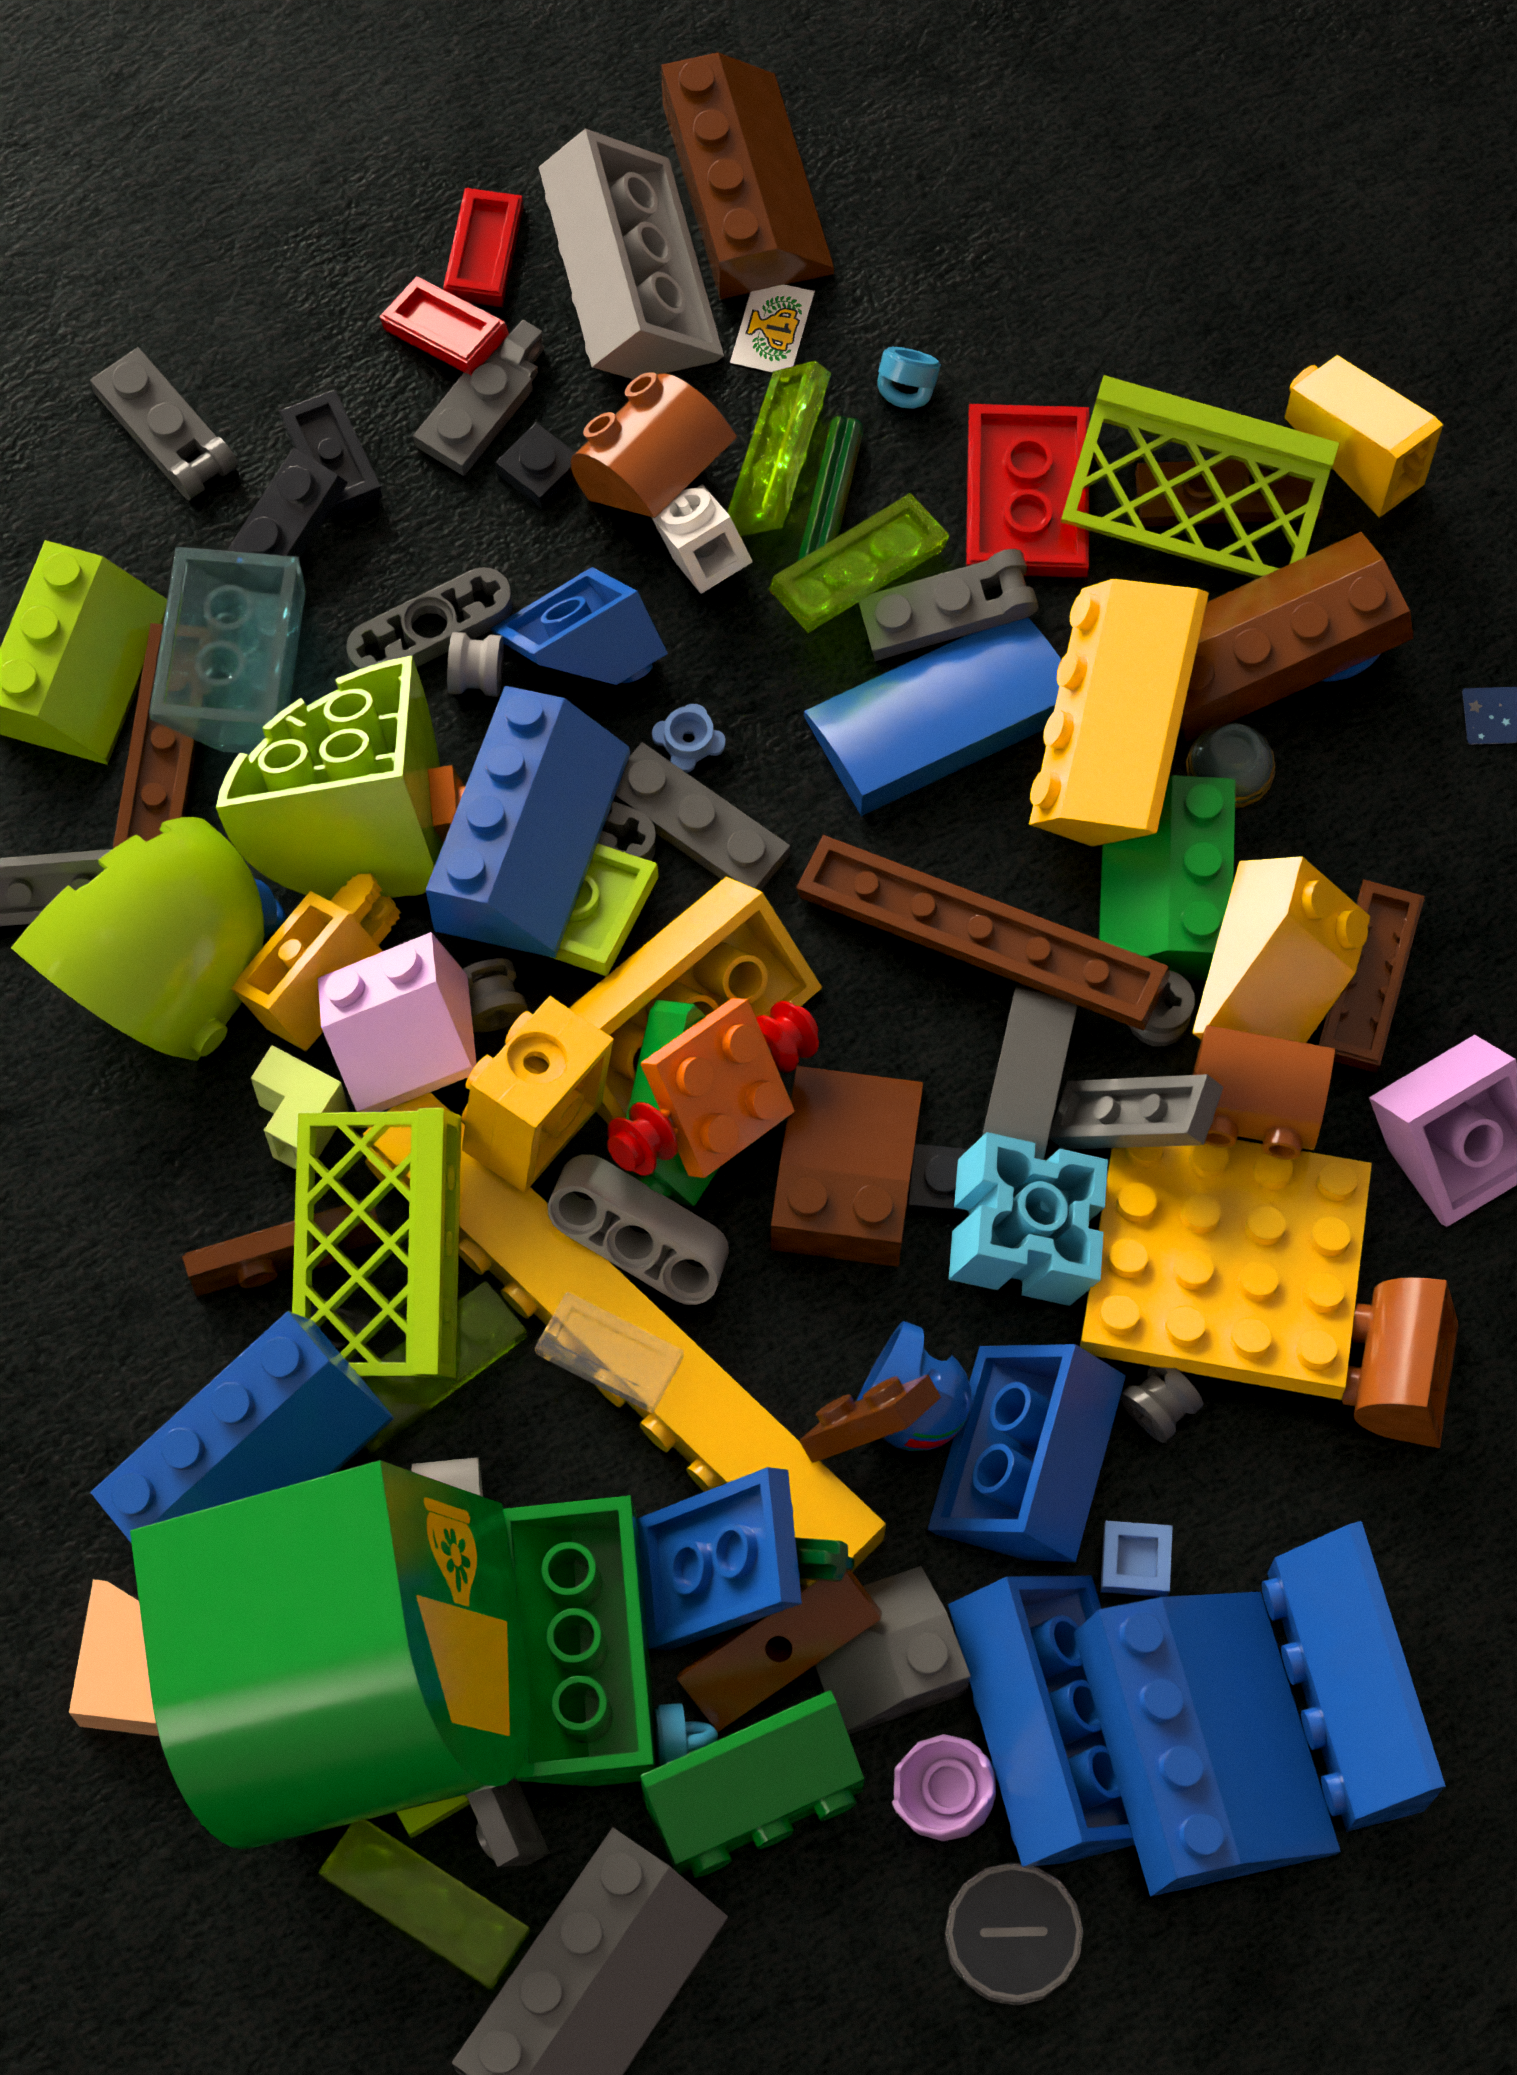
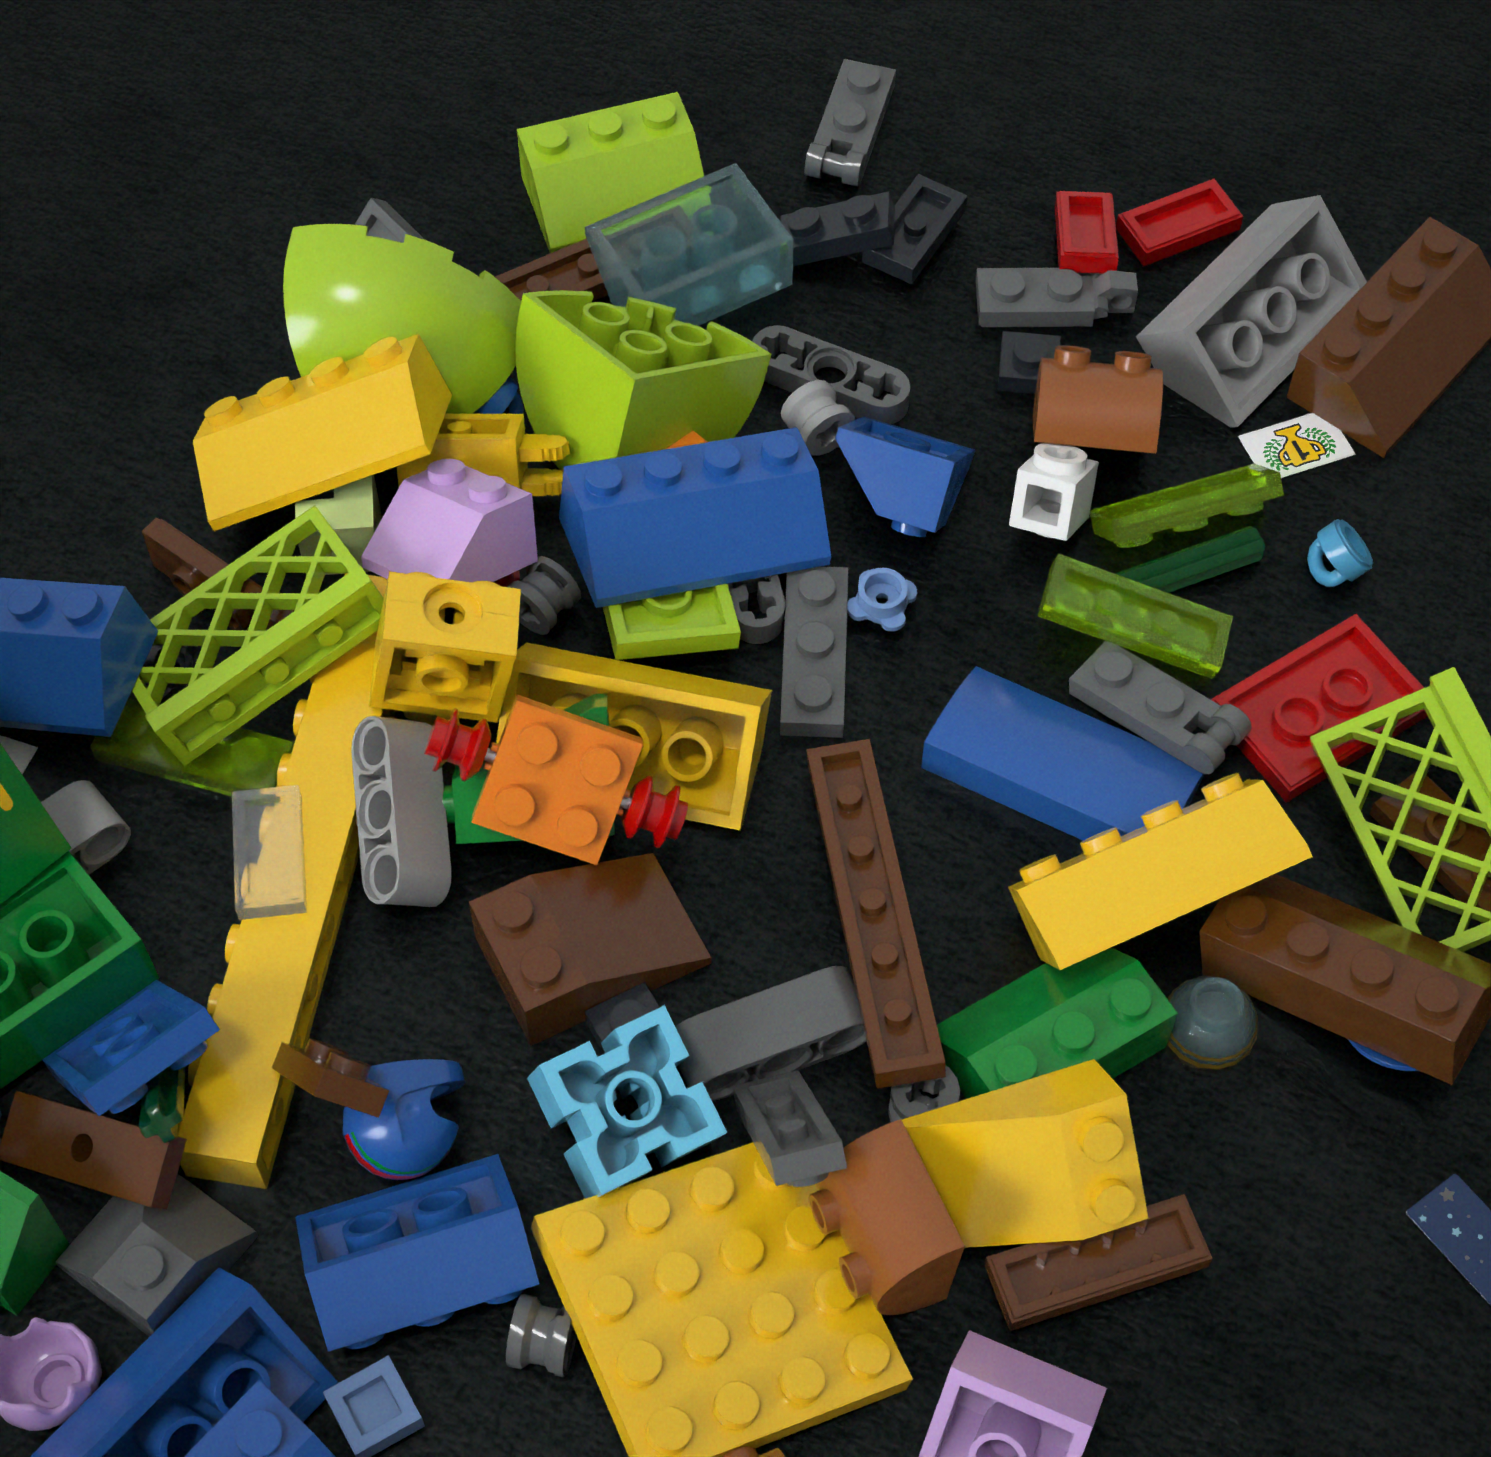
camera: 55 degrees right, 10 degrees down
(218, 1067) = (319, 430): none -> yellow slope

